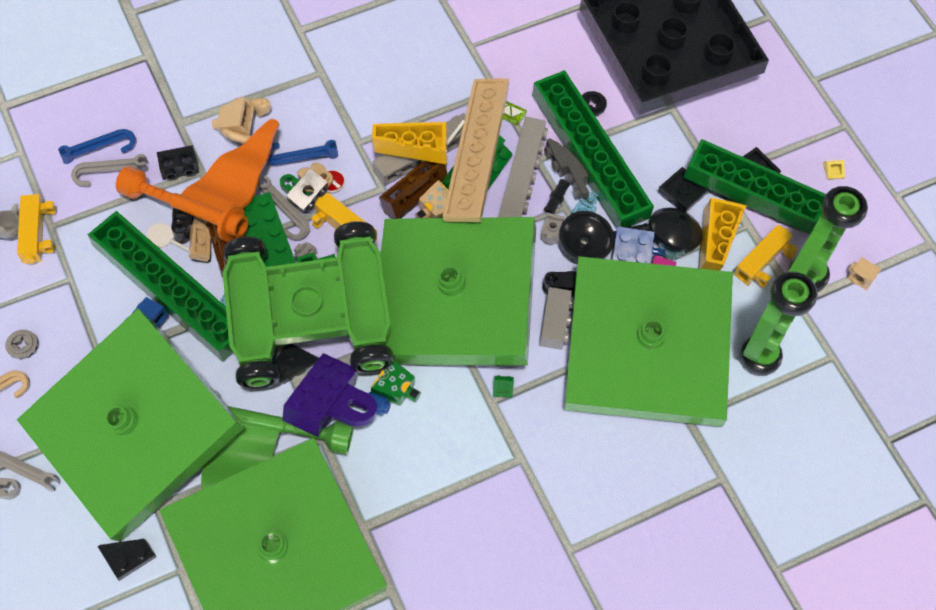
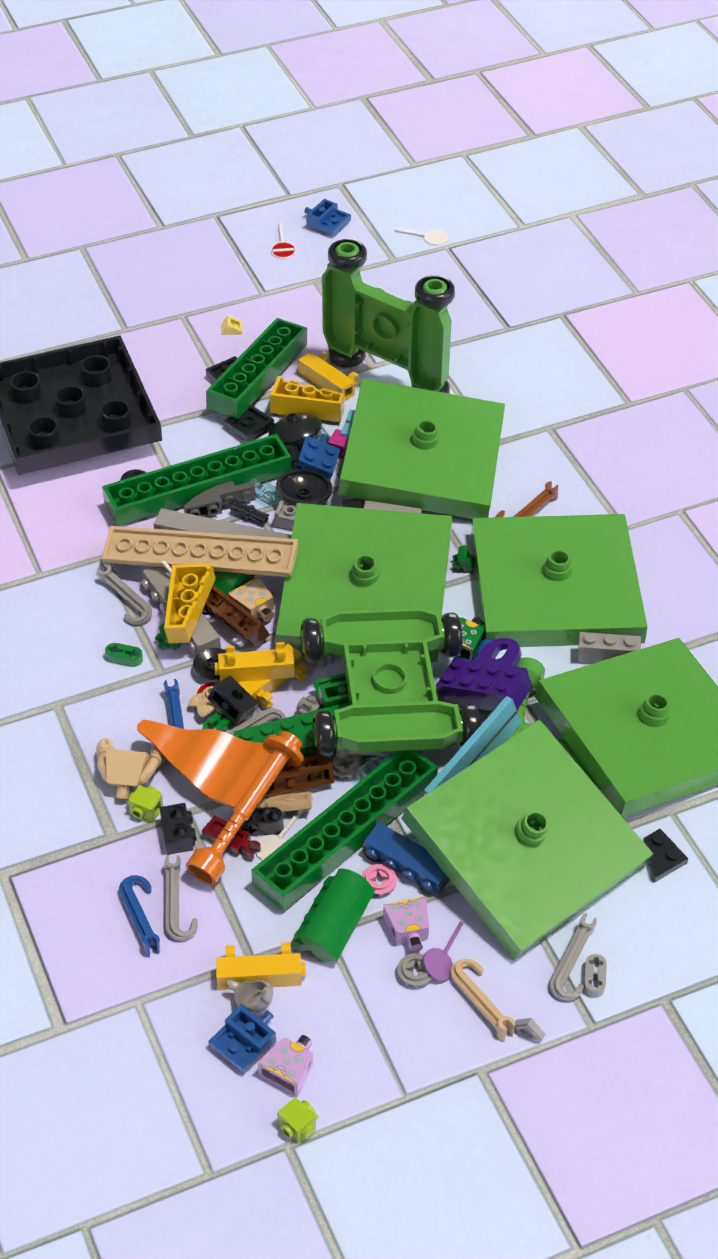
camera: 85 degrees left, 15 degrees down
(26, 360) = (438, 962): none -> medium lavender piece
(66, 336) = (408, 922): none -> lavender torso
(75, 278) = (333, 915): none -> green brick
(110, 309) = (386, 875): none -> bright pink gear
(162, 208) = (240, 841): none -> dark red plate
(205, 139) = (145, 803): none -> lime brick
(226, 379) = (486, 738): none -> medium azure tile
(340, 196) = (256, 664): none -> yellow brick
(359, 171) = (205, 663): none -> black dish
(378, 113) = (124, 654): none -> green beam
(380, 518) = (600, 647): none -> light grey brick
(447, 107) = (128, 594): none -> light grey piece
(478, 474) = (556, 578): none -> bright green piece
(609, 470) = (531, 508): none -> dark orange piece

